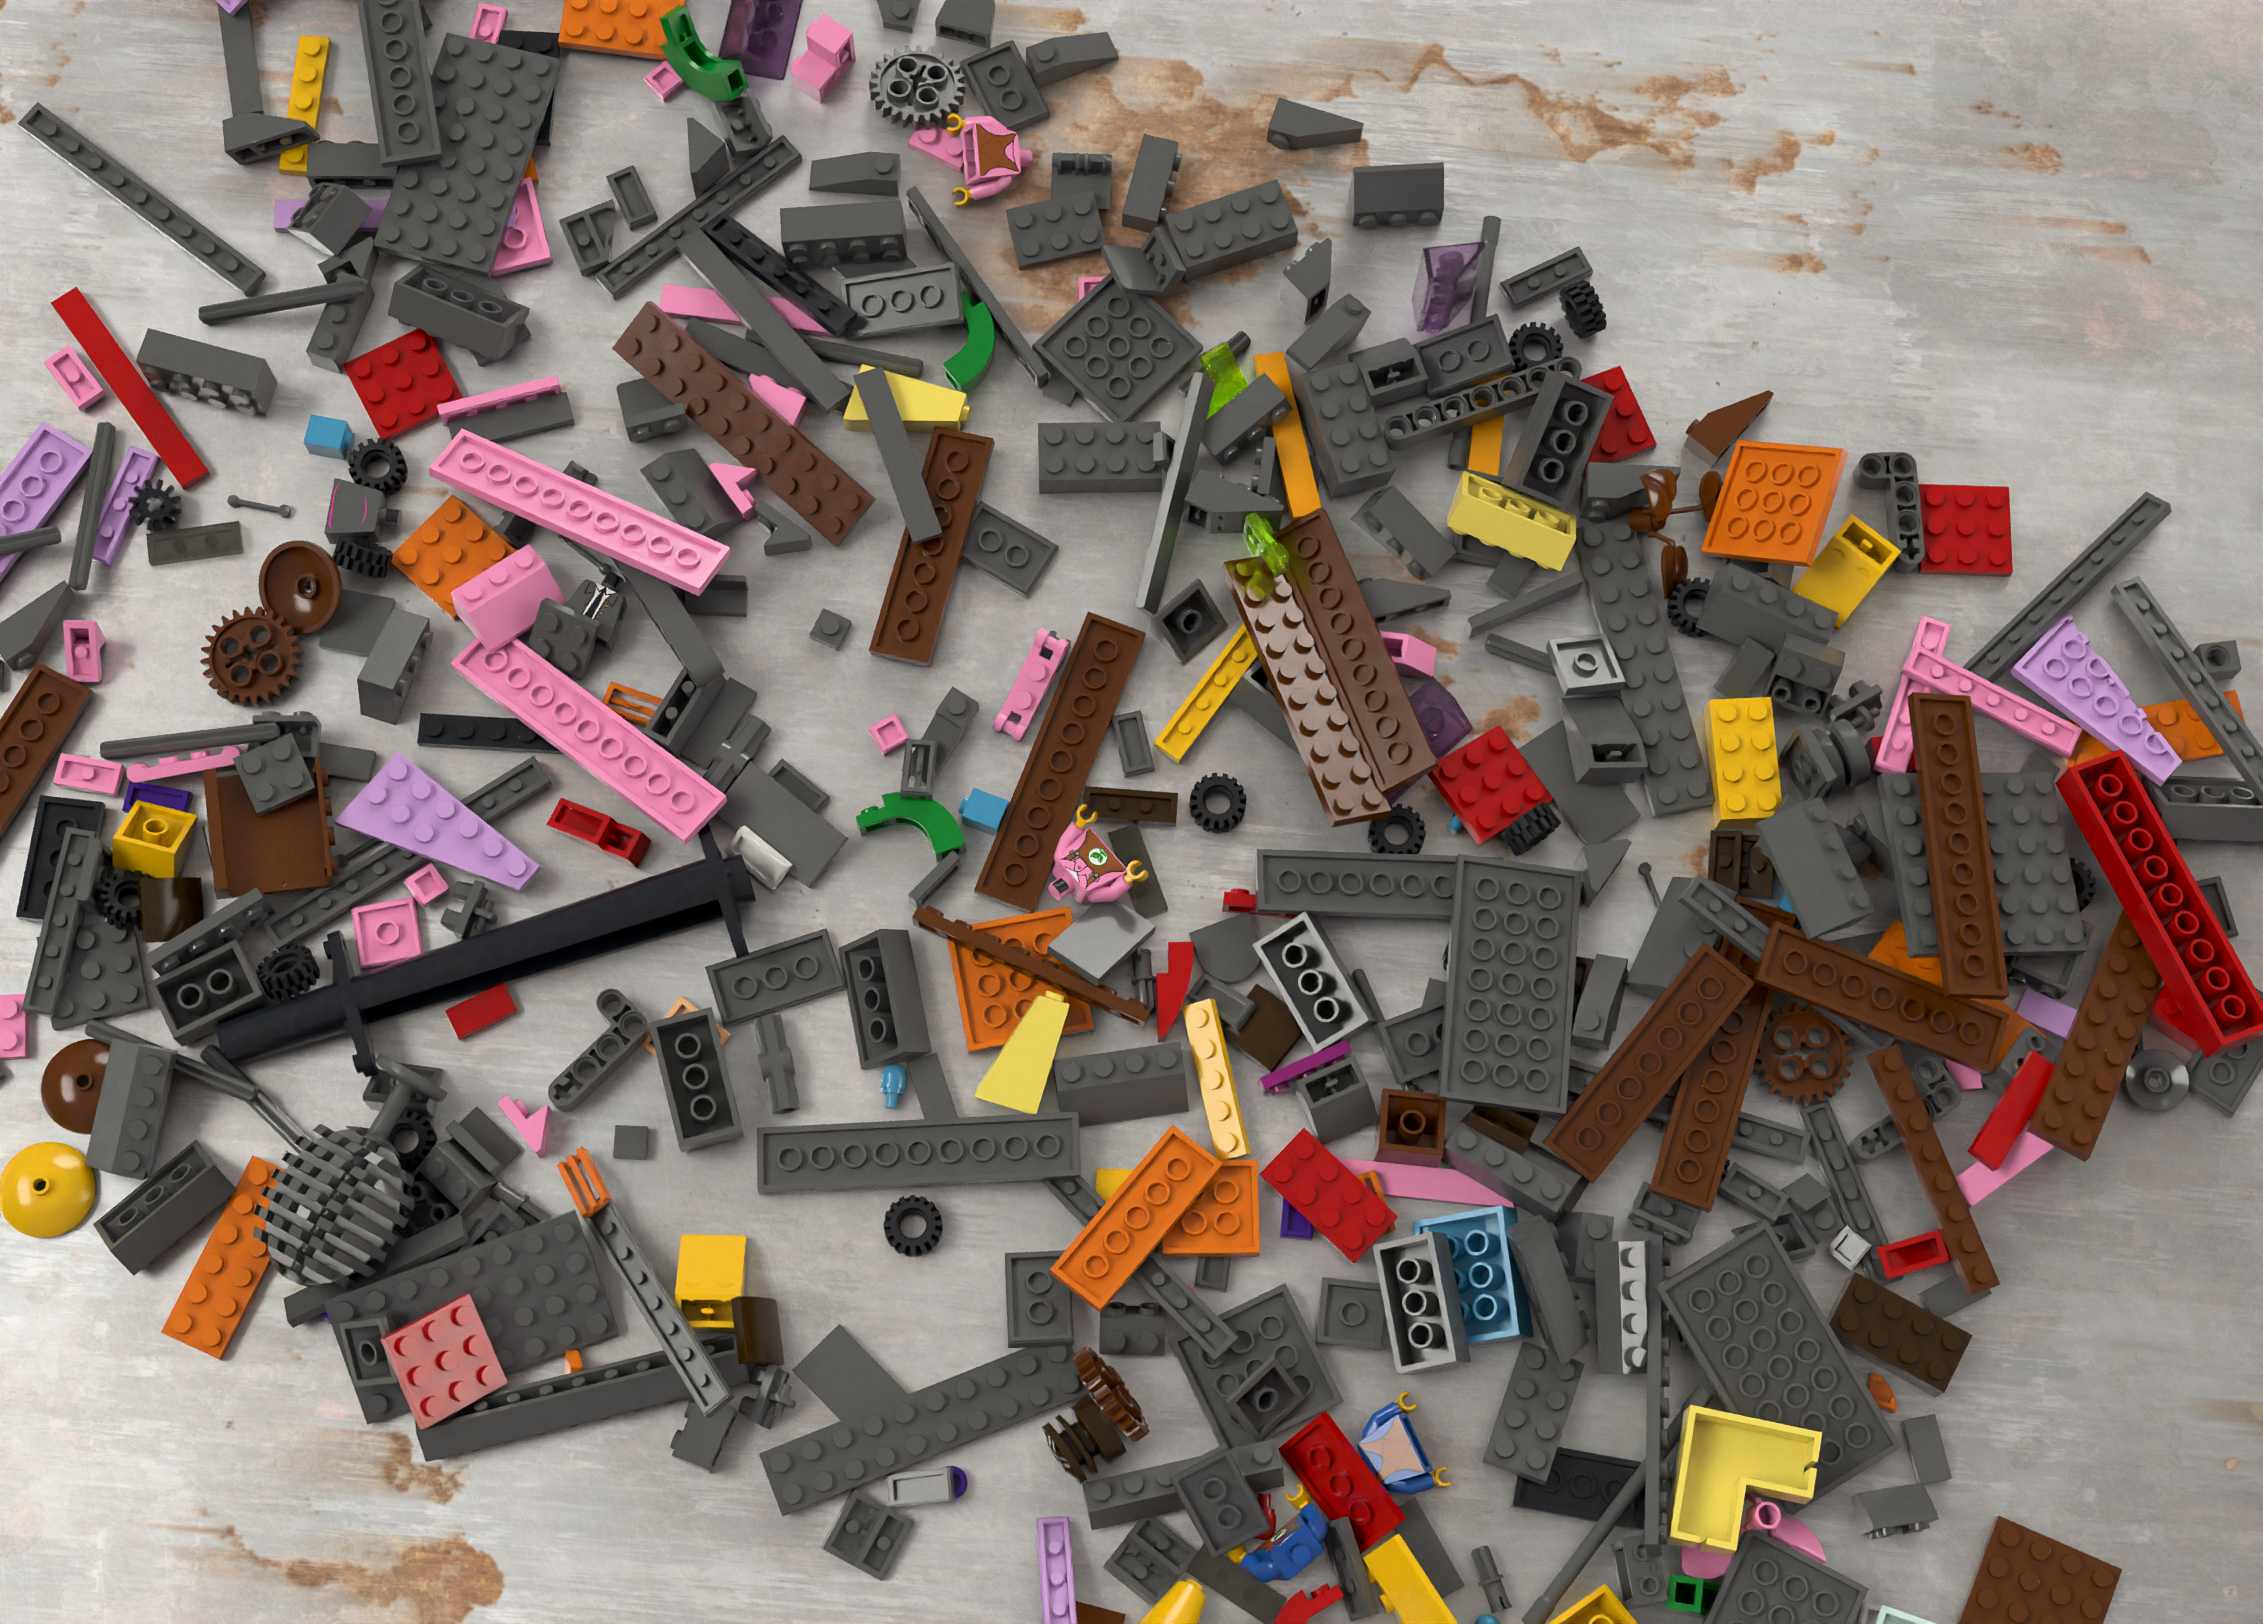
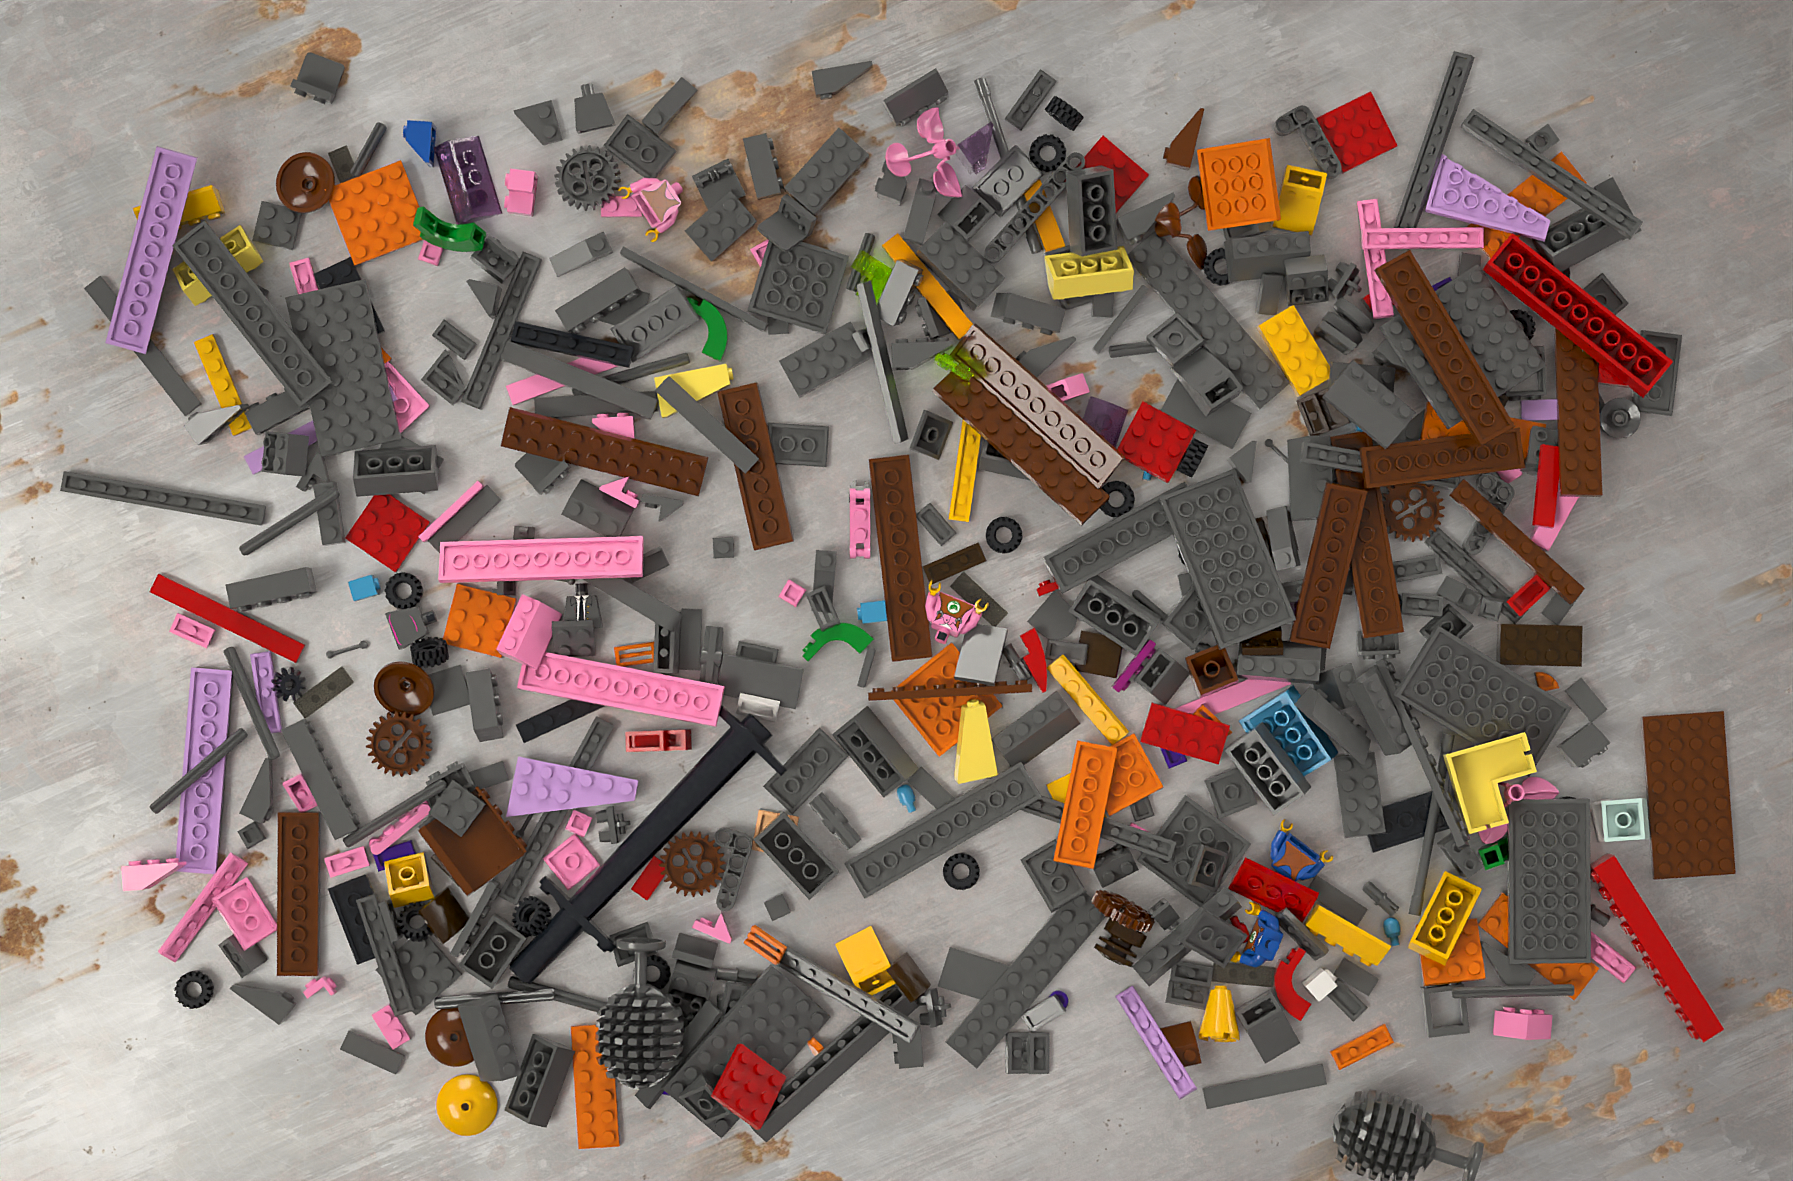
camera: 25 degrees left, 15 degrees up
(121, 648) = (320, 779): none -> dark grey brick
(520, 1022) = (708, 854): none -> reddish brown gear
(1167, 1433) = (1164, 914): none -> dark grey slope
(1399, 259) = (928, 127): none -> bright pink plant

